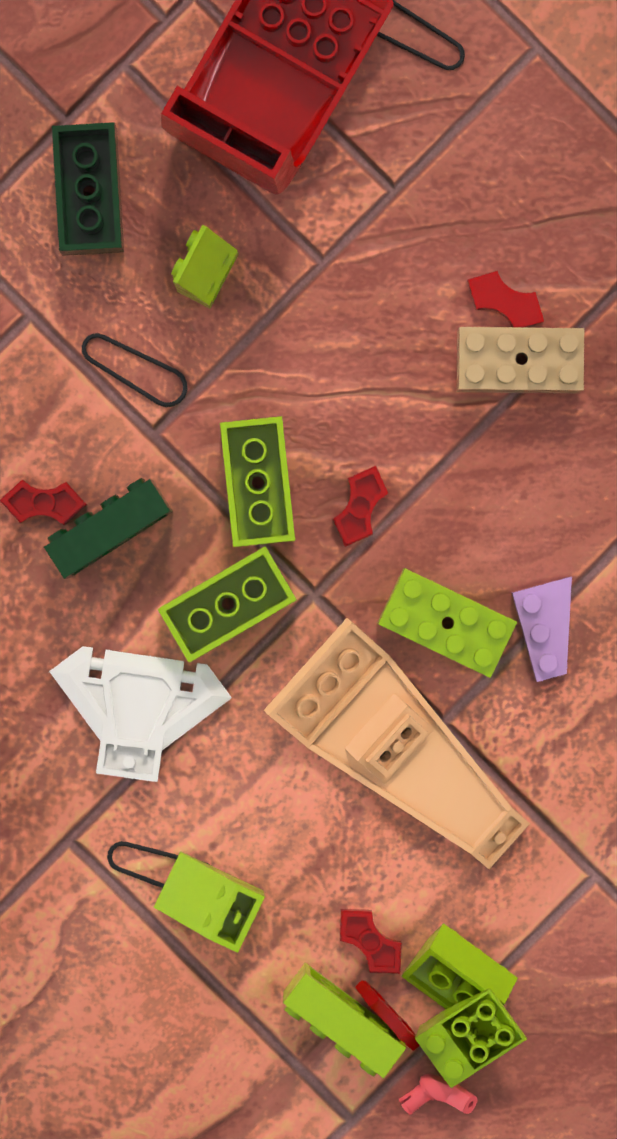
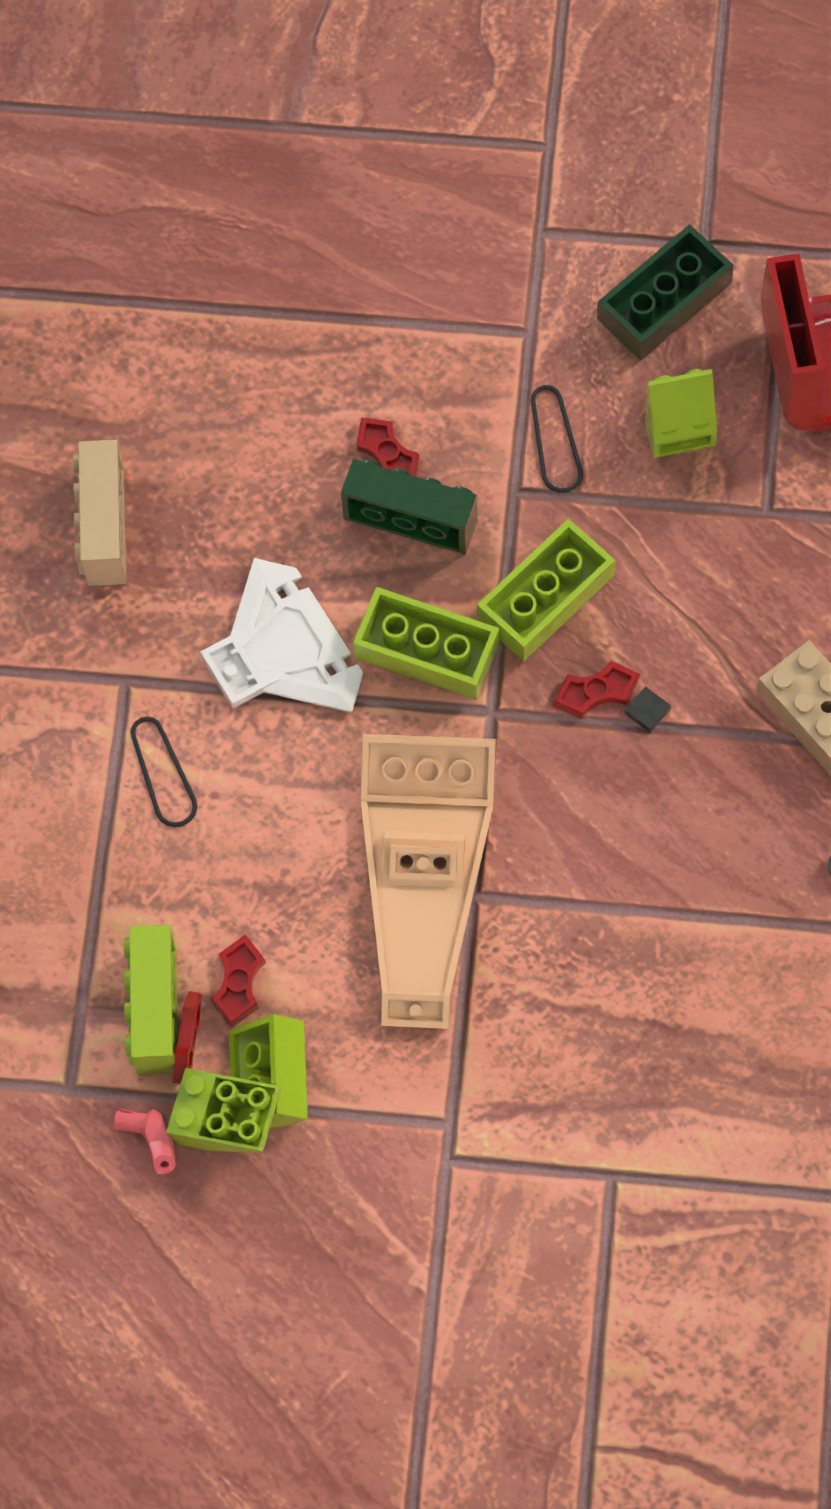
camera: 55 degrees right, 20 degrees down
(210, 901) = (167, 822): lime slope -> none
(406, 482) = (647, 709): none -> pearl dark grey tile
(418, 611) = (564, 856): lime brick -> none
(545, 626) = (625, 911): lavender wing -> none

